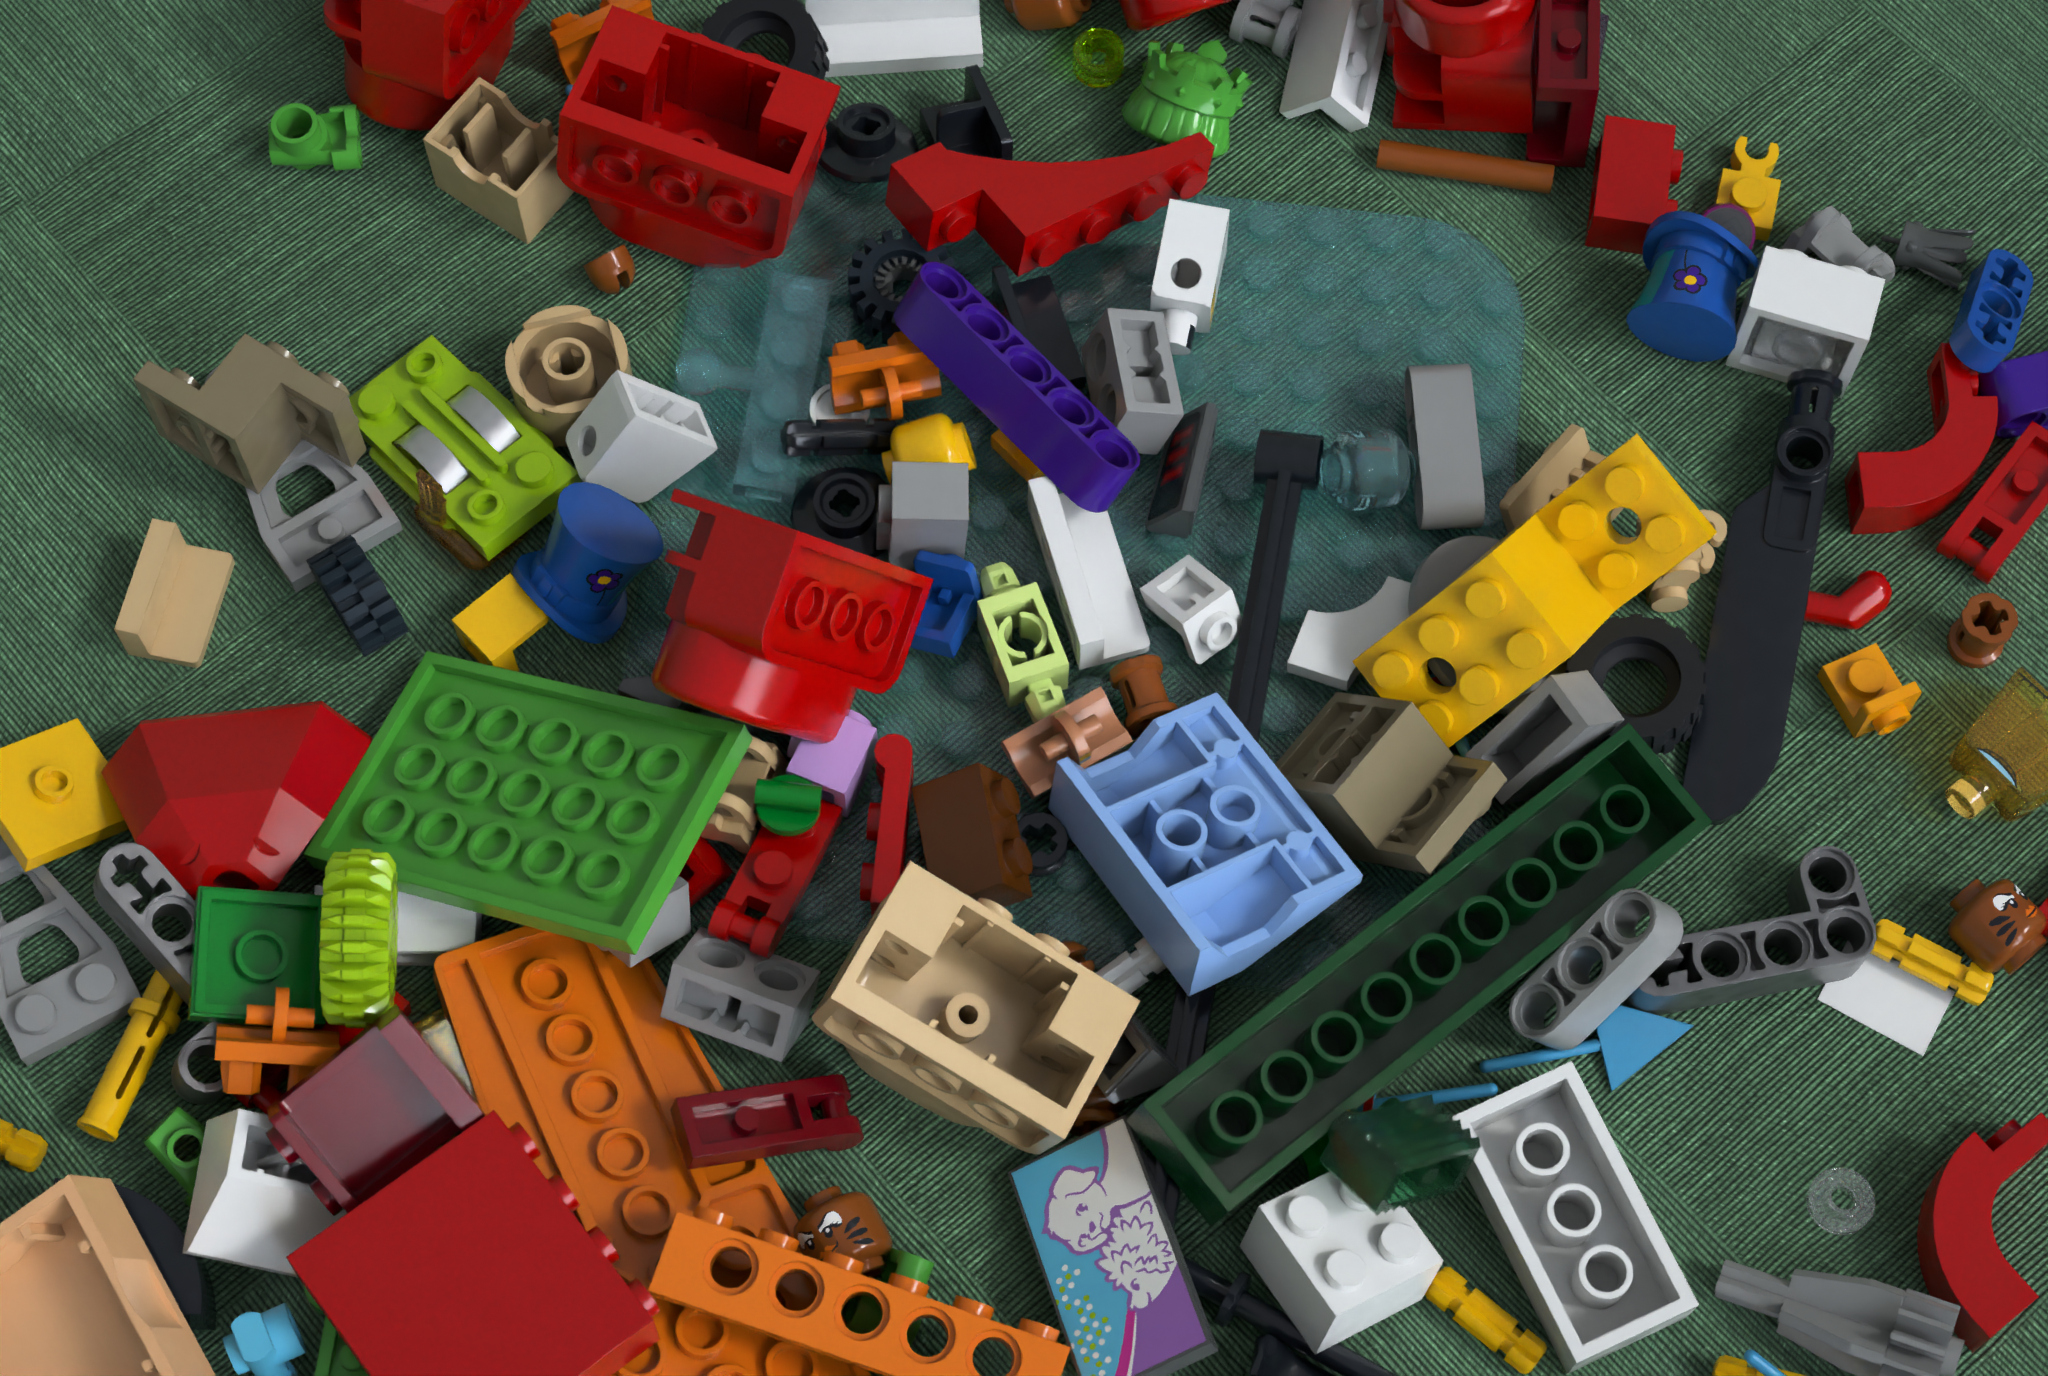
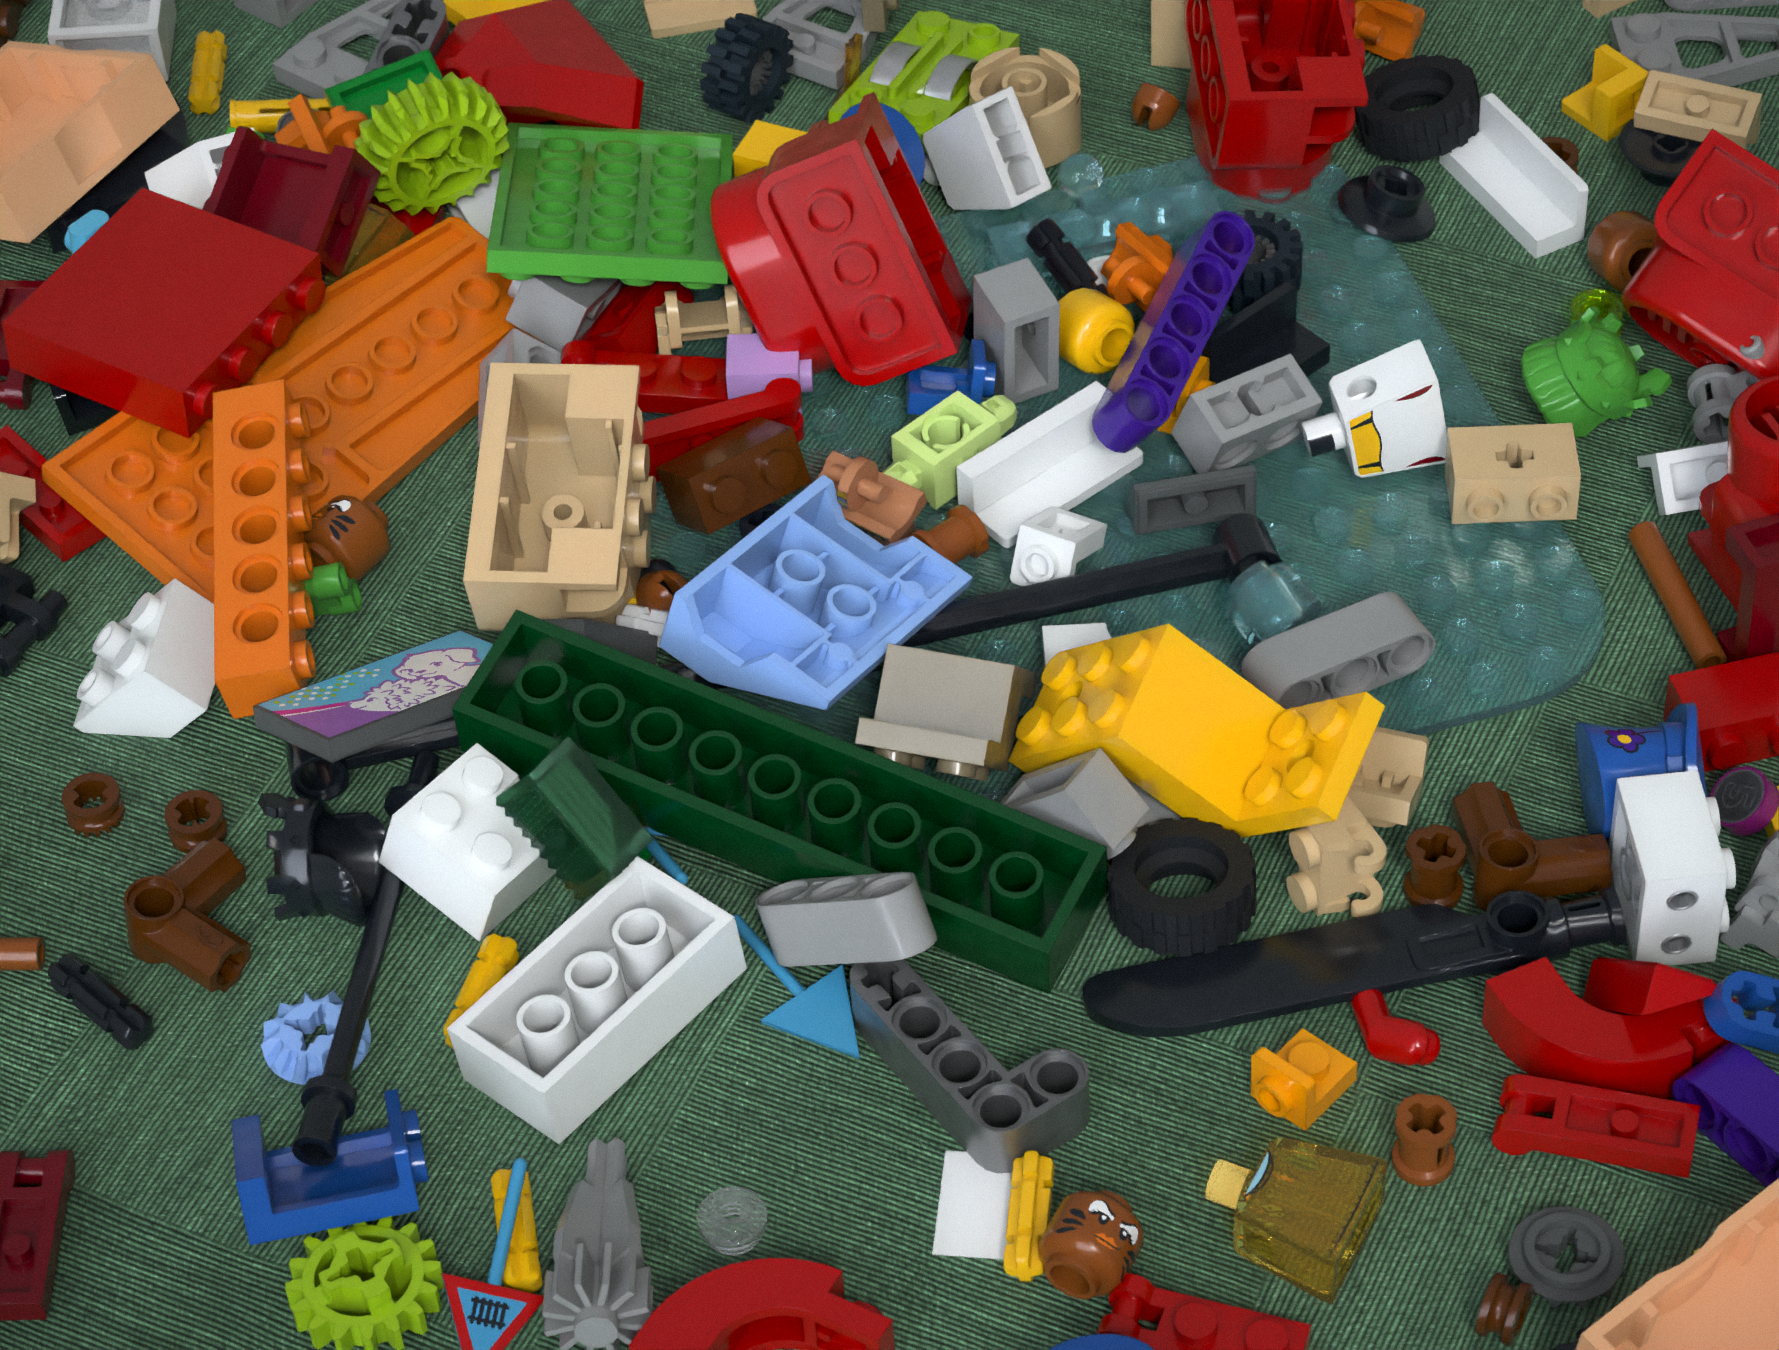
camera: 70 degrees right, 20 degrees down
(765, 1121) = (416, 452): dark red plate -> none
(787, 804) = (695, 344): green plate -> none
(970, 124) = (1432, 253): black panel -> none
(1039, 208) = (1381, 303): red arch -> none
(1274, 234) = (1512, 473): none -> tan brick
(1695, 429) = (1512, 860): none -> reddish brown piece
(1695, 479) = (1435, 859): none -> reddish brown bush
(1915, 401) = (1641, 986): none -> red slope

